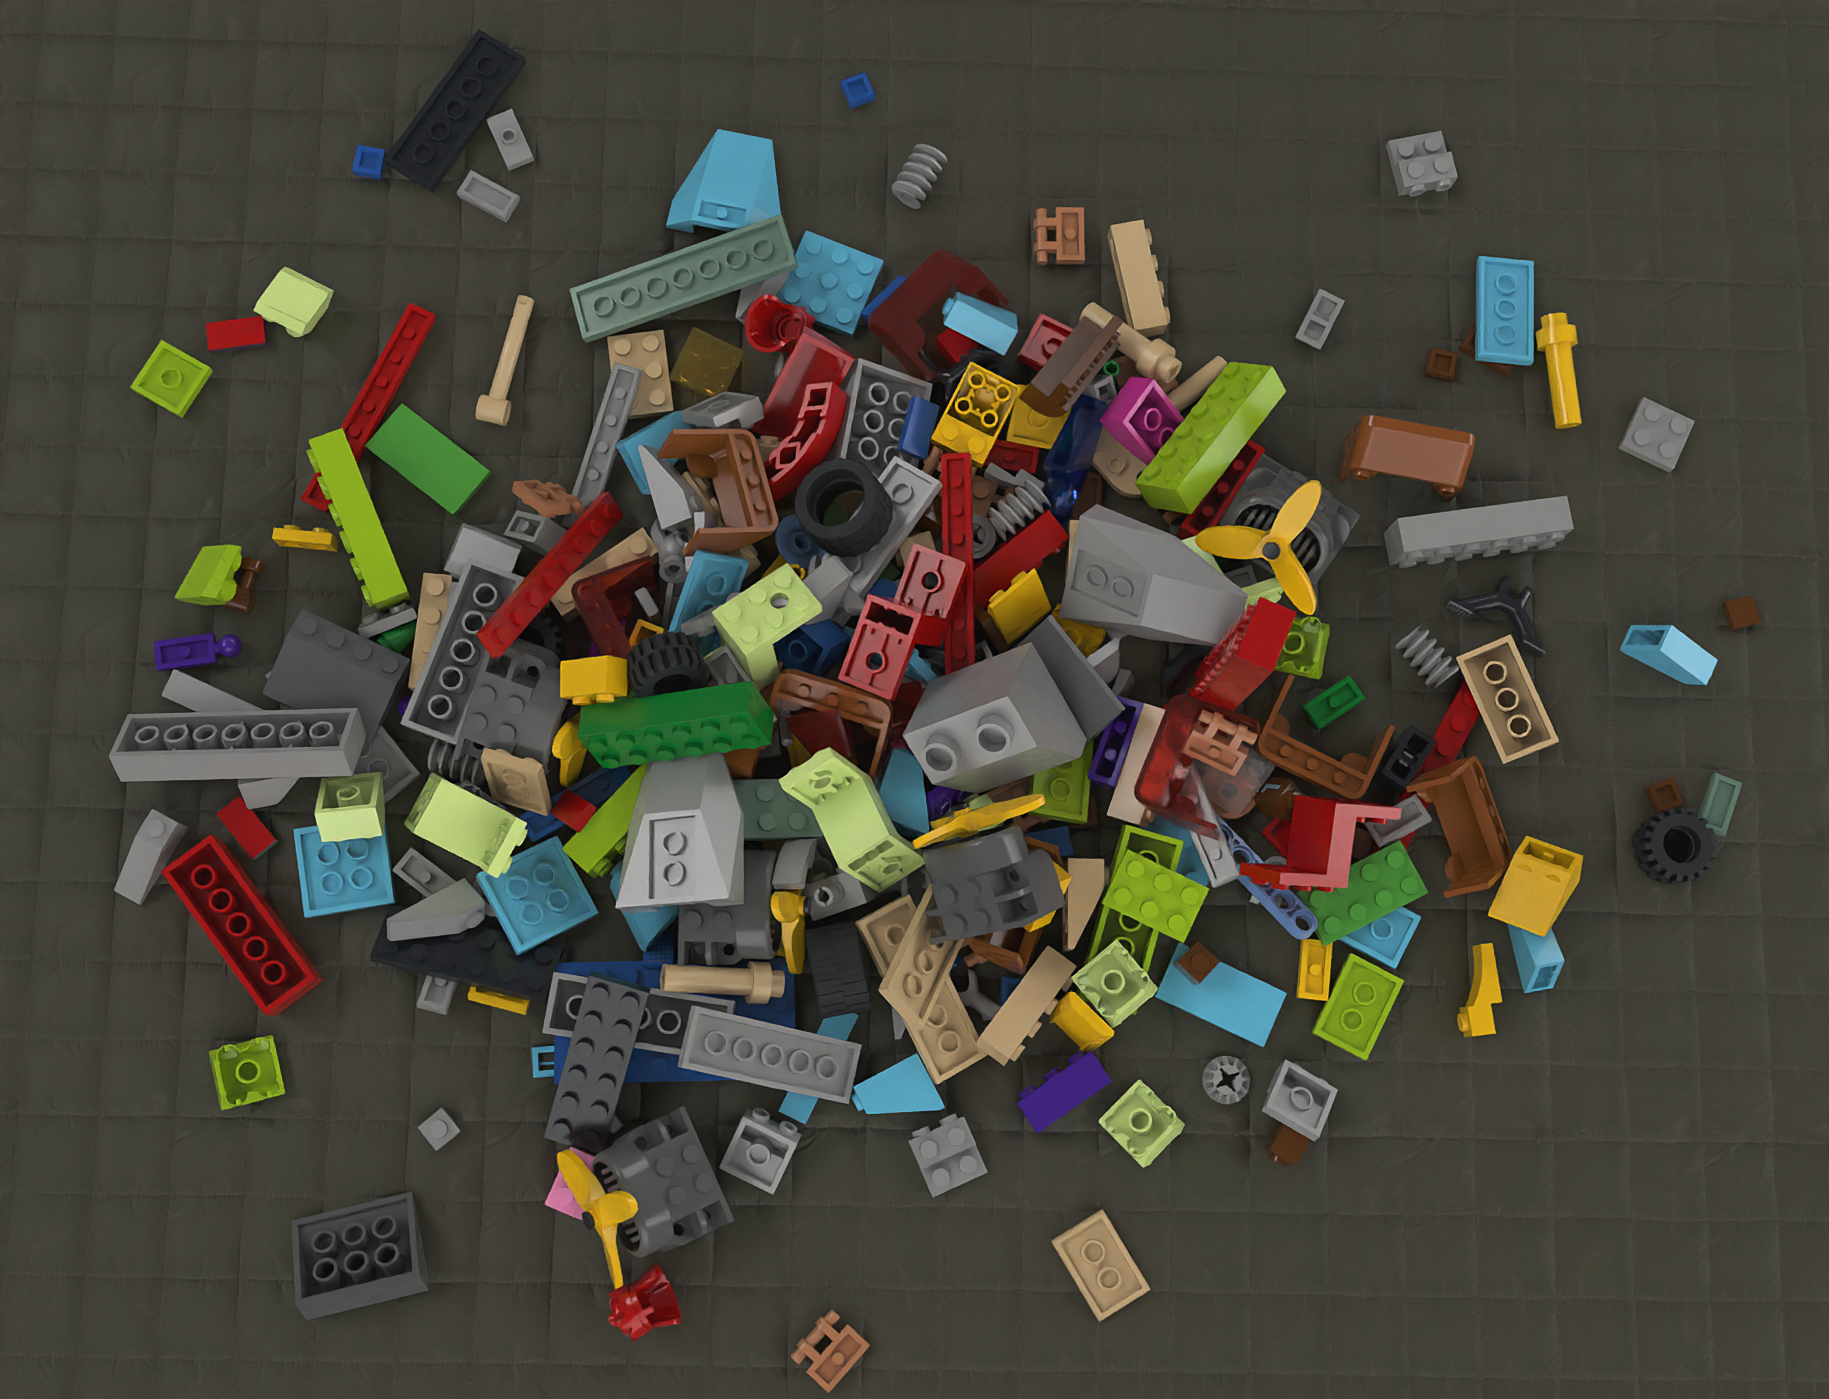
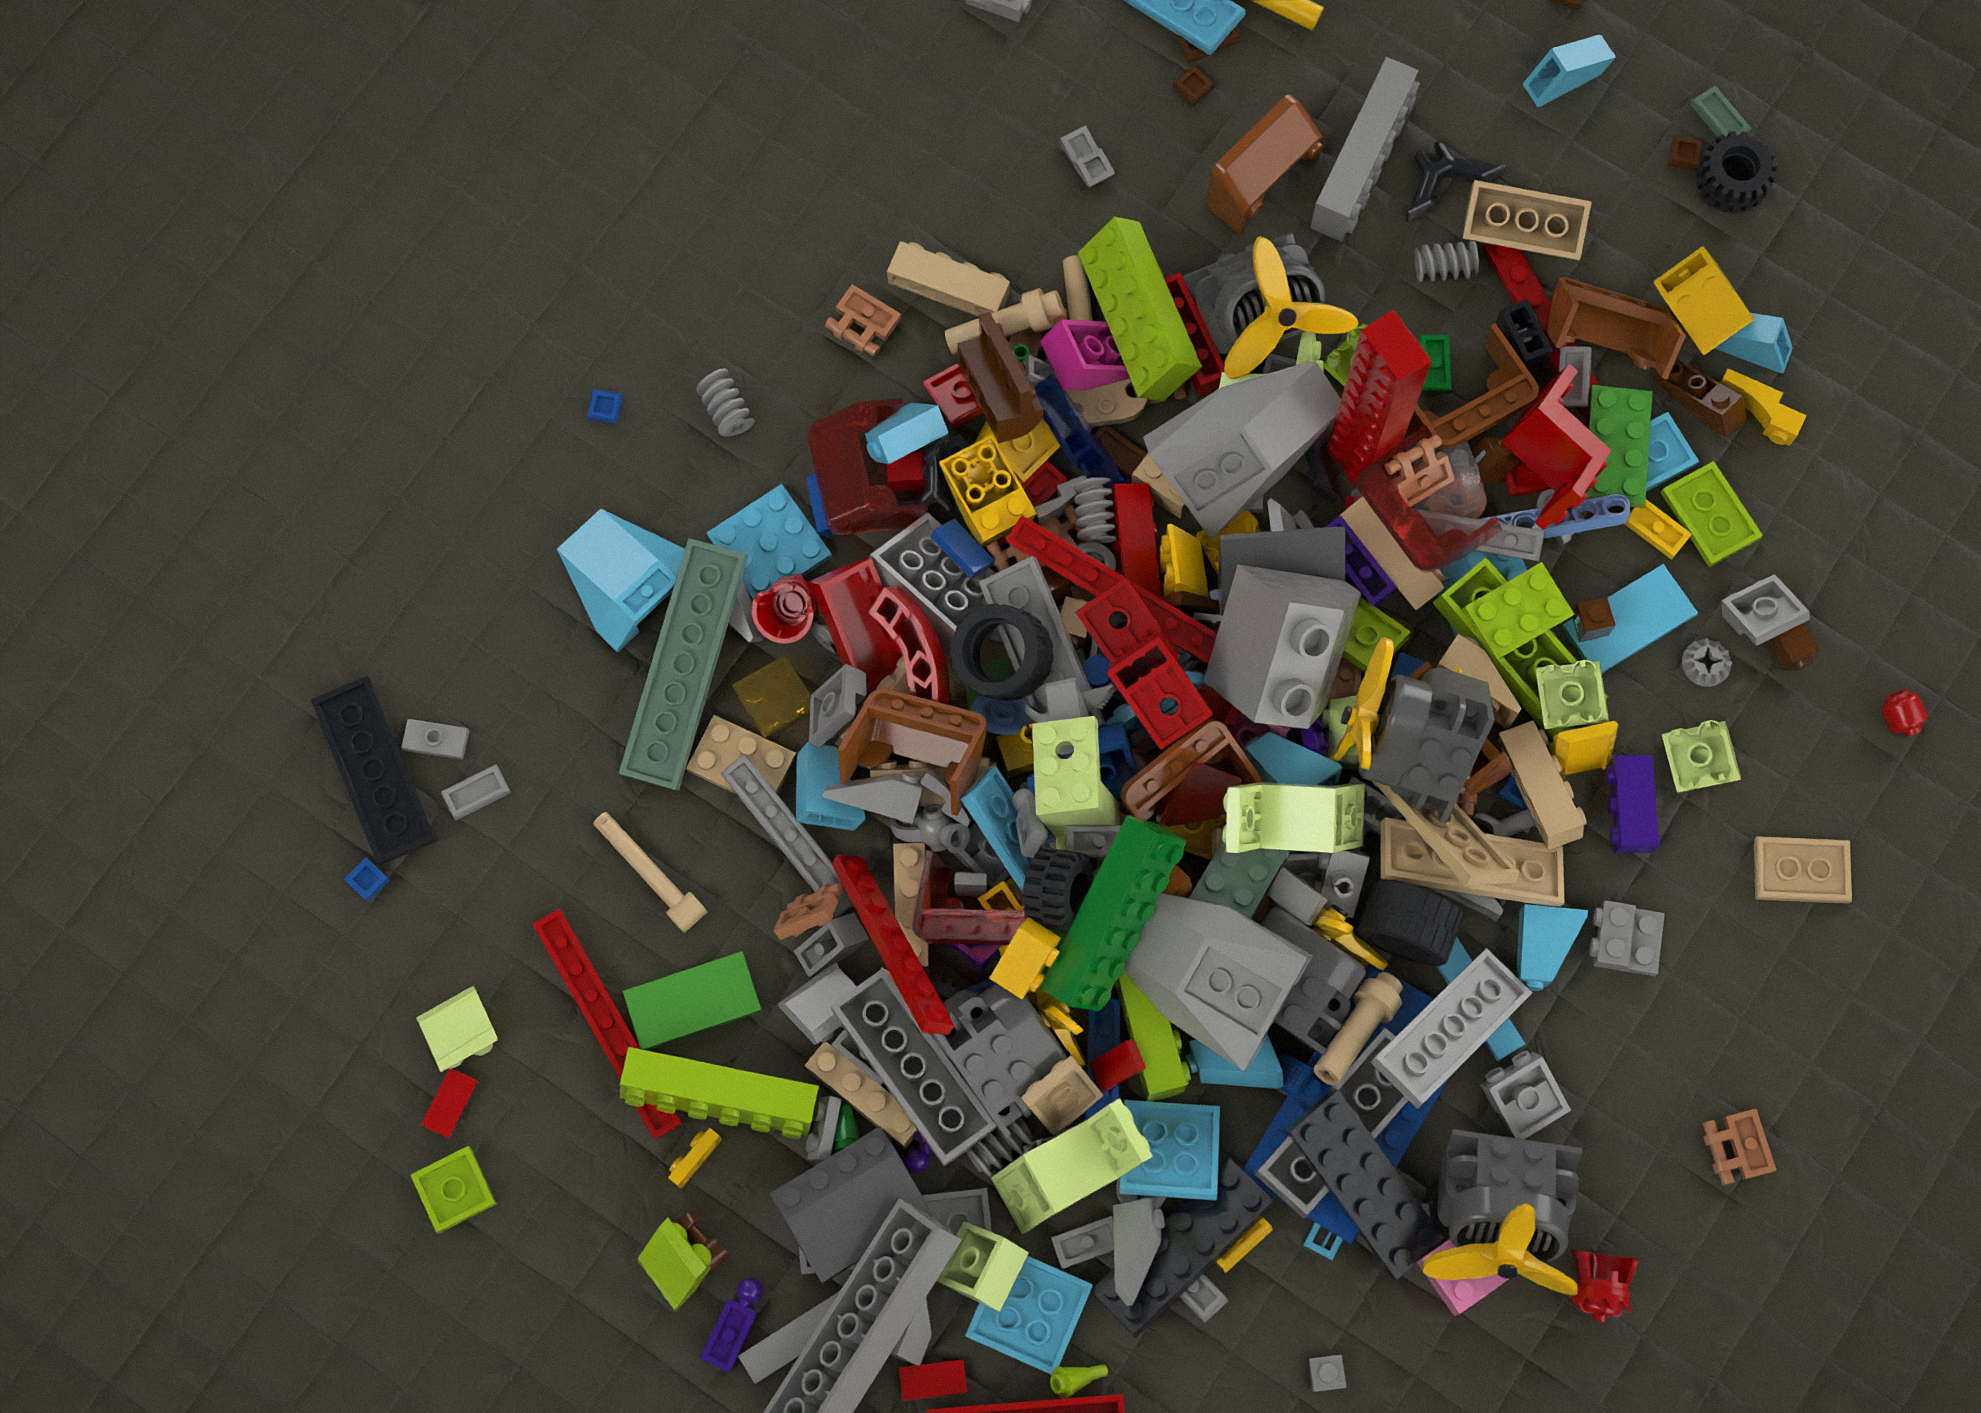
camera: 45 degrees left, 5 degrees down
(306, 930) = (1069, 1380): none -> lime cone
(1291, 1270) = (1904, 712): none -> red head
(1455, 940) = (1705, 398): none -> reddish brown slope

